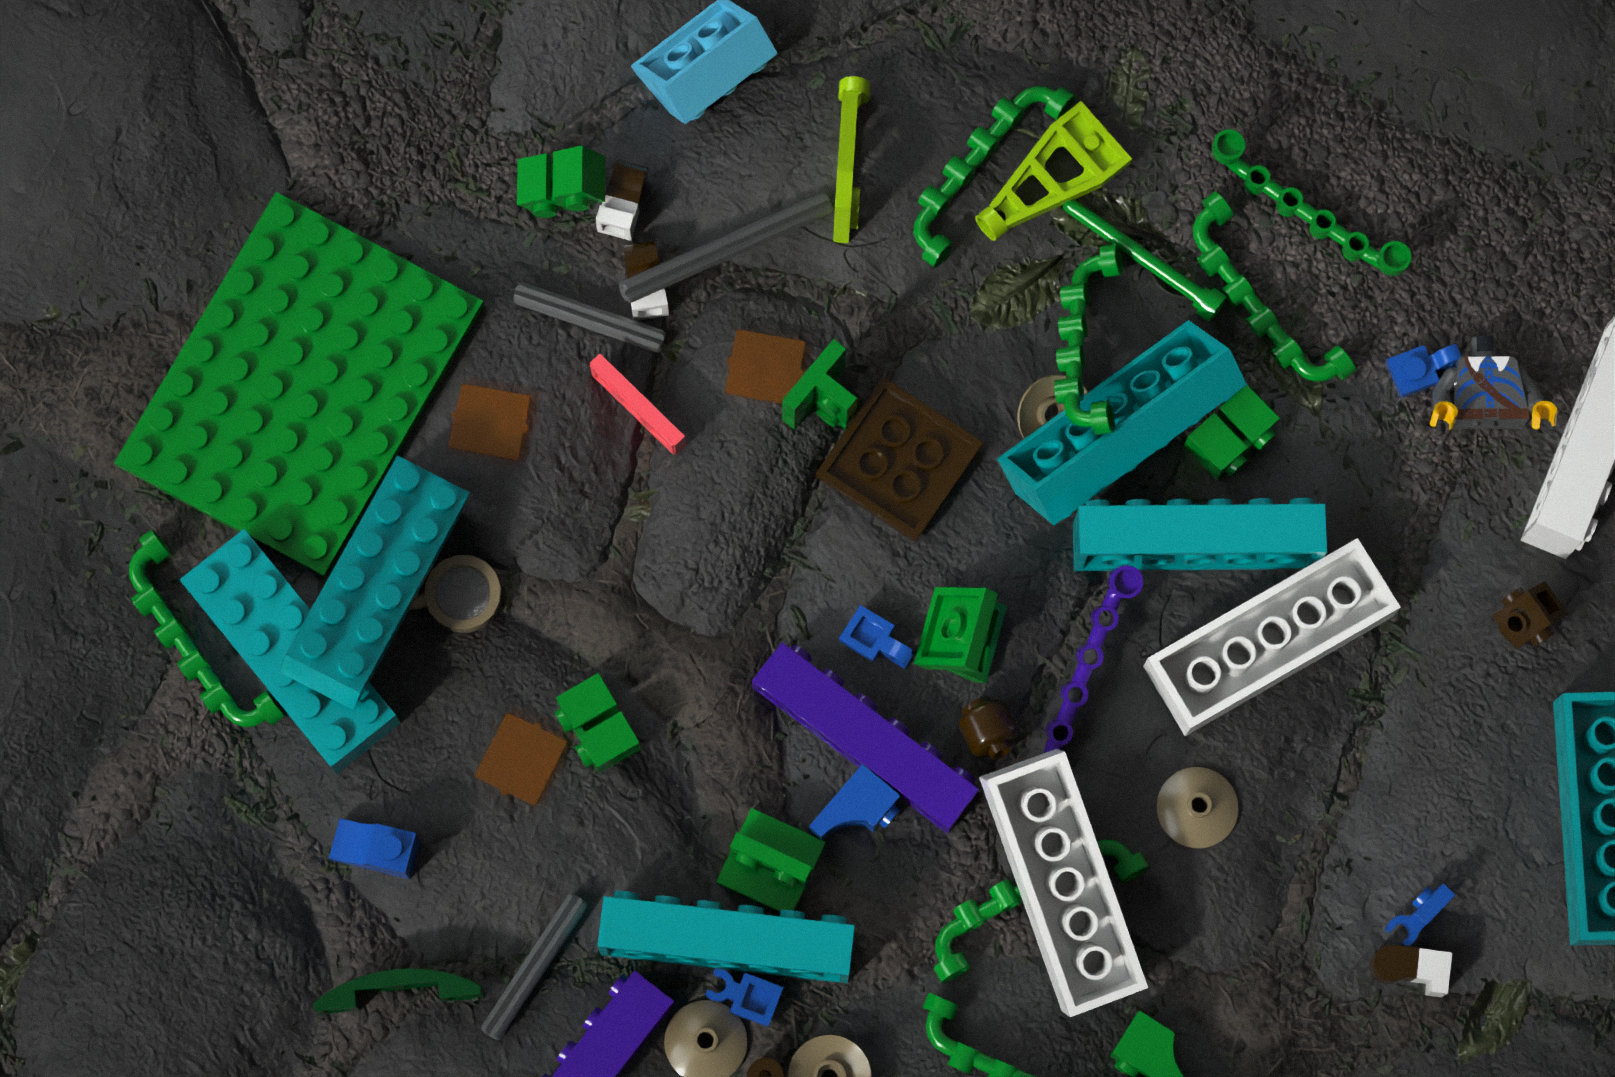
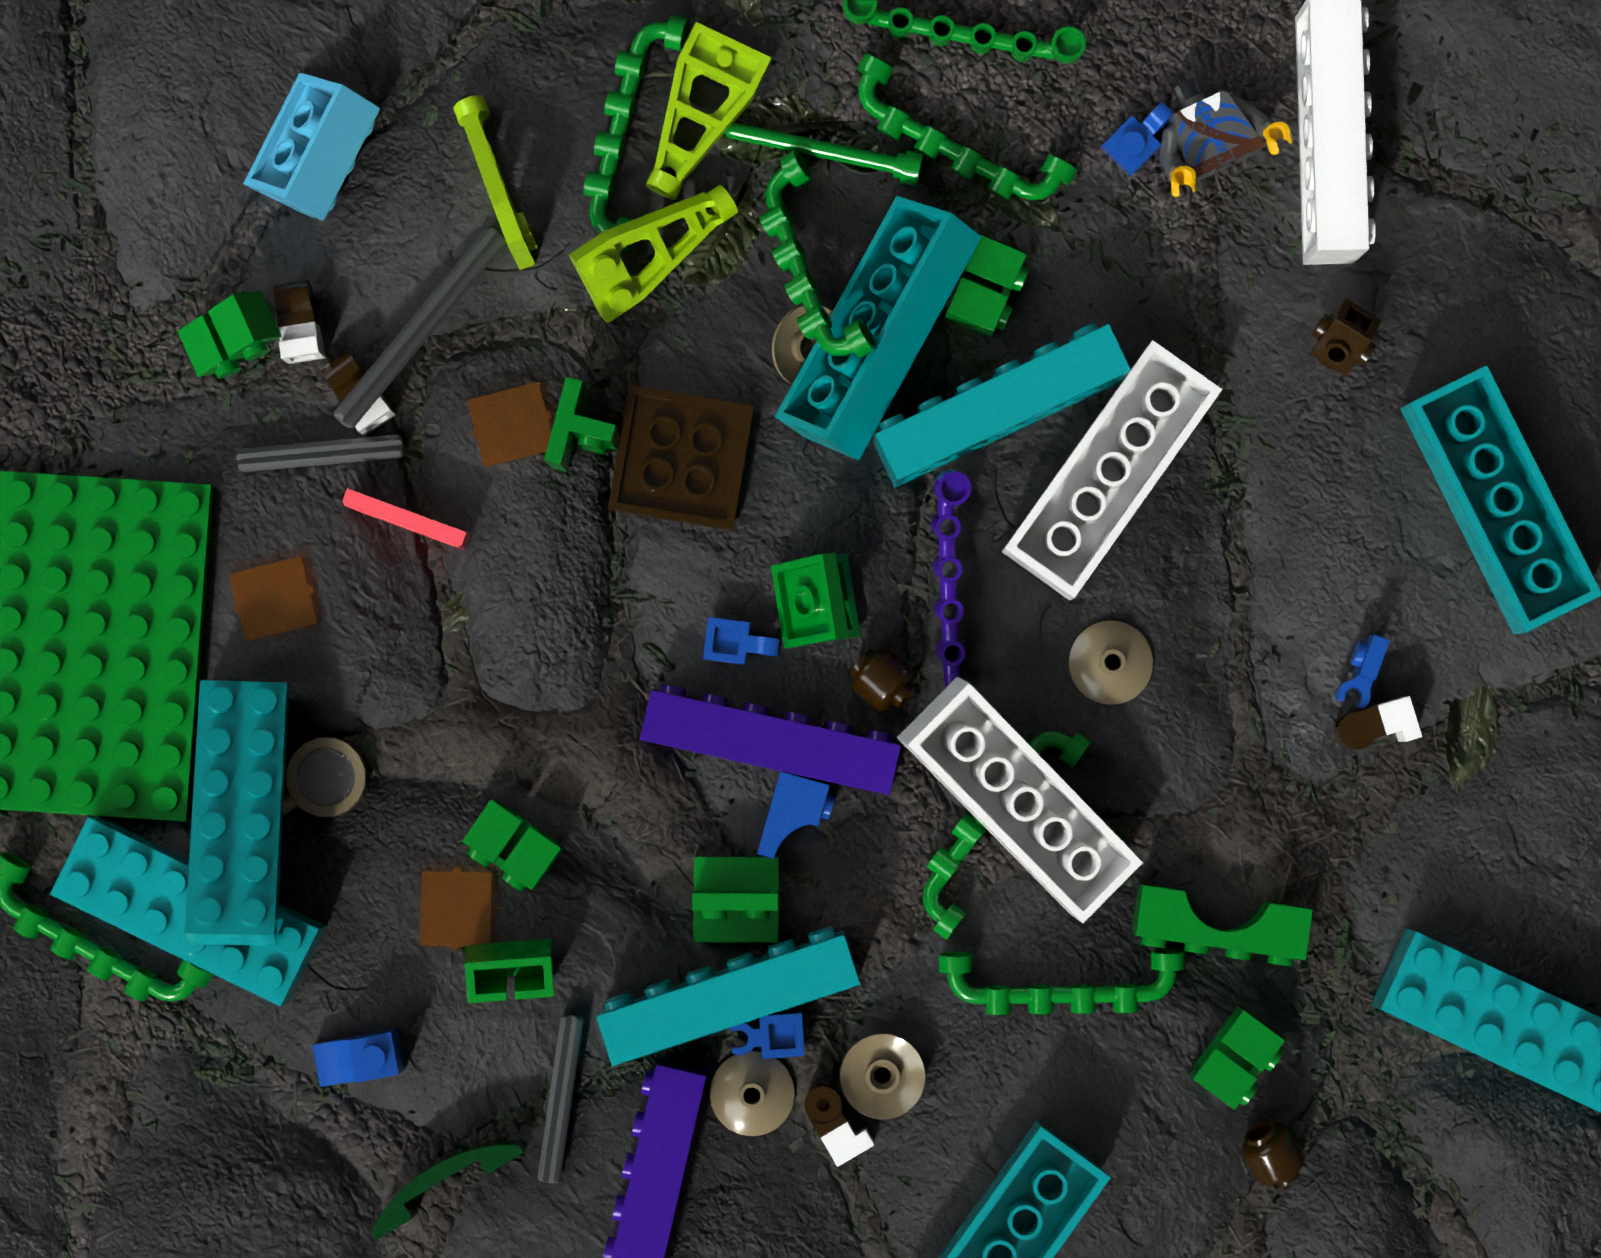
camera: 20 degrees left, 10 degrees up
(529, 819) = (491, 963): none -> green piece
(906, 271) = (604, 271): none -> lime plate

